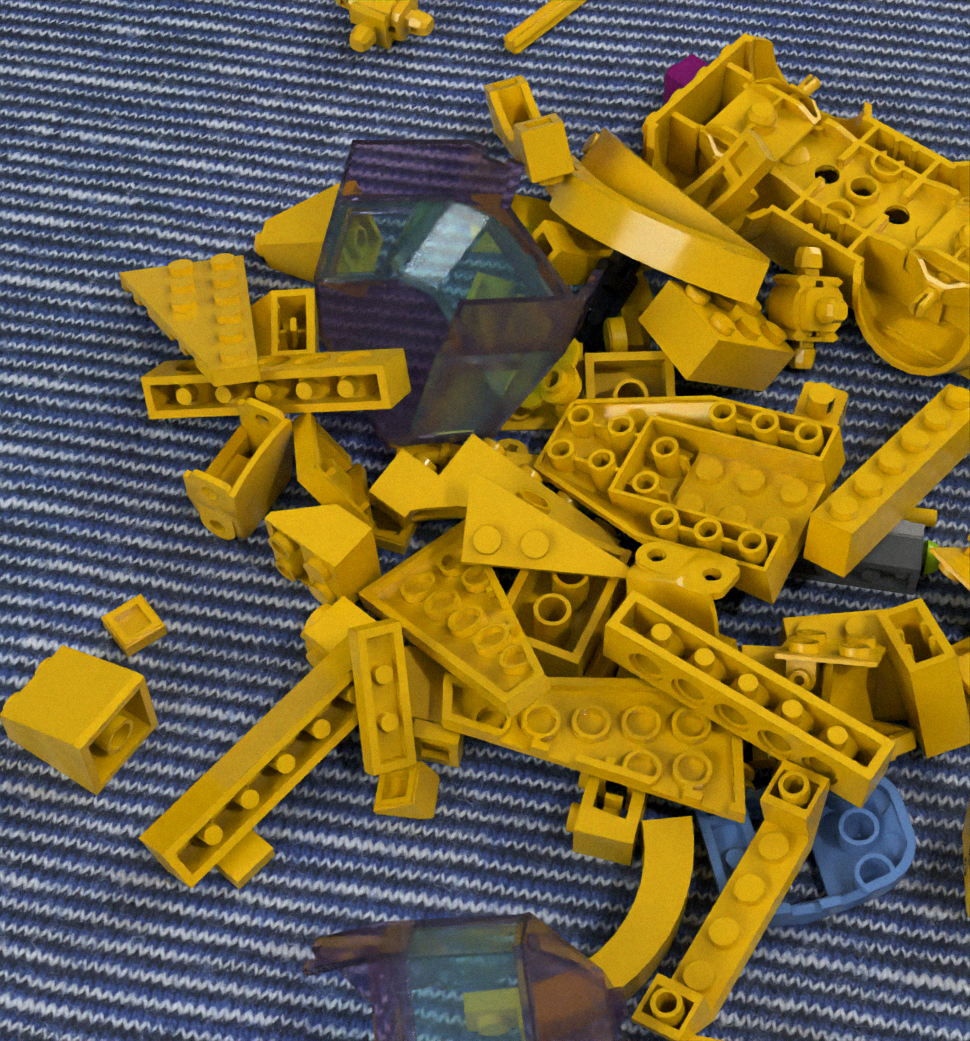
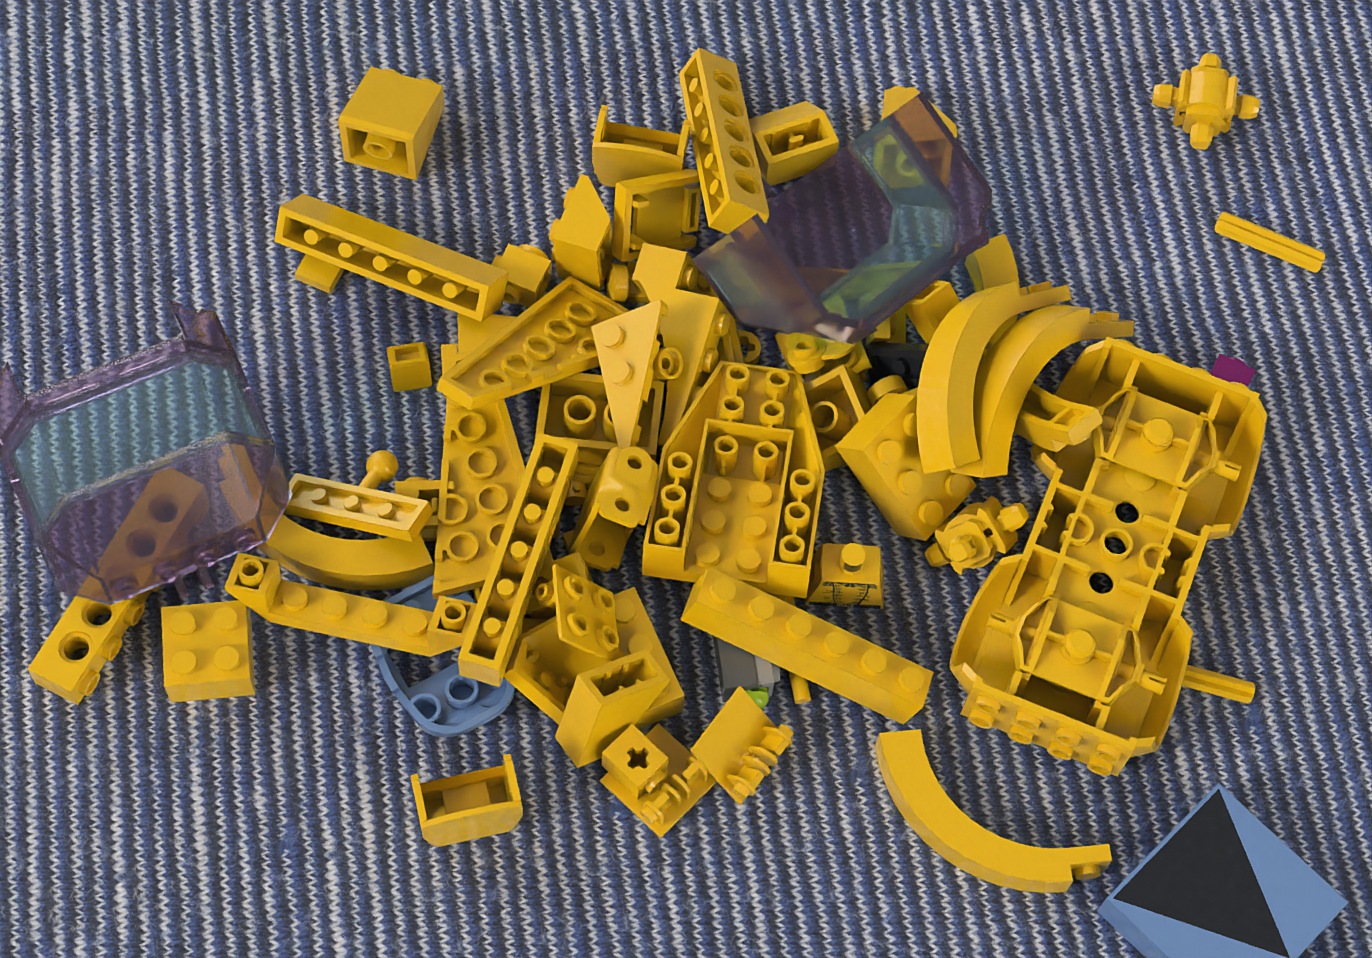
camera: 65 degrees right, 10 degrees up
(134, 625) = (492, 133): yellow tile -> none
(205, 310) = (789, 69): yellow wing -> none
(382, 696) = (451, 306): yellow plate -> none
(391, 547) = (617, 282): none -> yellow tile
(527, 135) = (1015, 253): yellow arch -> none
(603, 867) = (361, 505): none -> yellow plate

